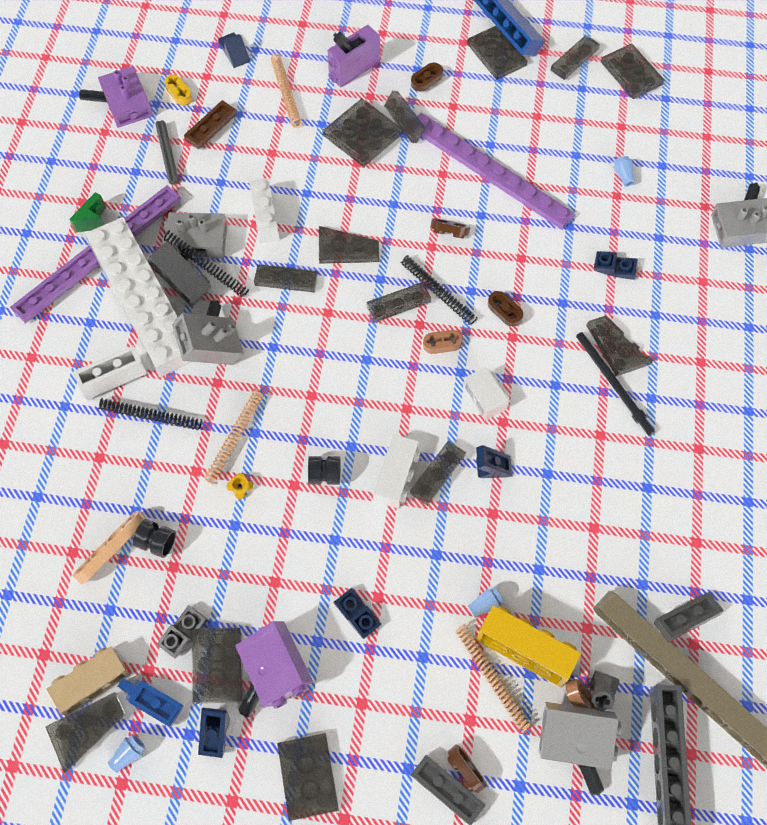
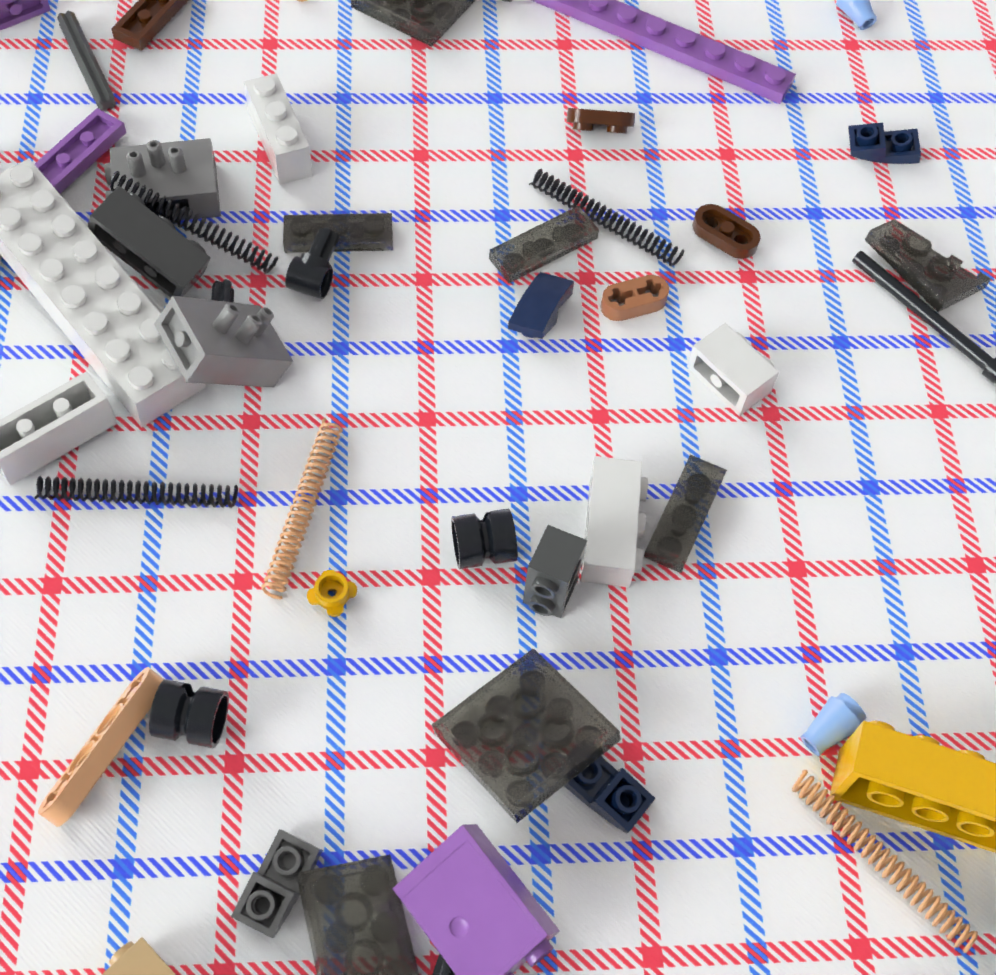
camera: 15 degrees left, 5 degrees down
(265, 301) = (312, 271): none -> black axle
(321, 579) = (526, 734): none -> clear smoke plate
(346, 247) = (431, 172): clear smoke wing -> none
(355, 495) = (554, 572): none -> dark grey brick
(386, 339) = (540, 304): none -> dark blue slope
(492, 463) = (775, 482): dark blue slope -> none

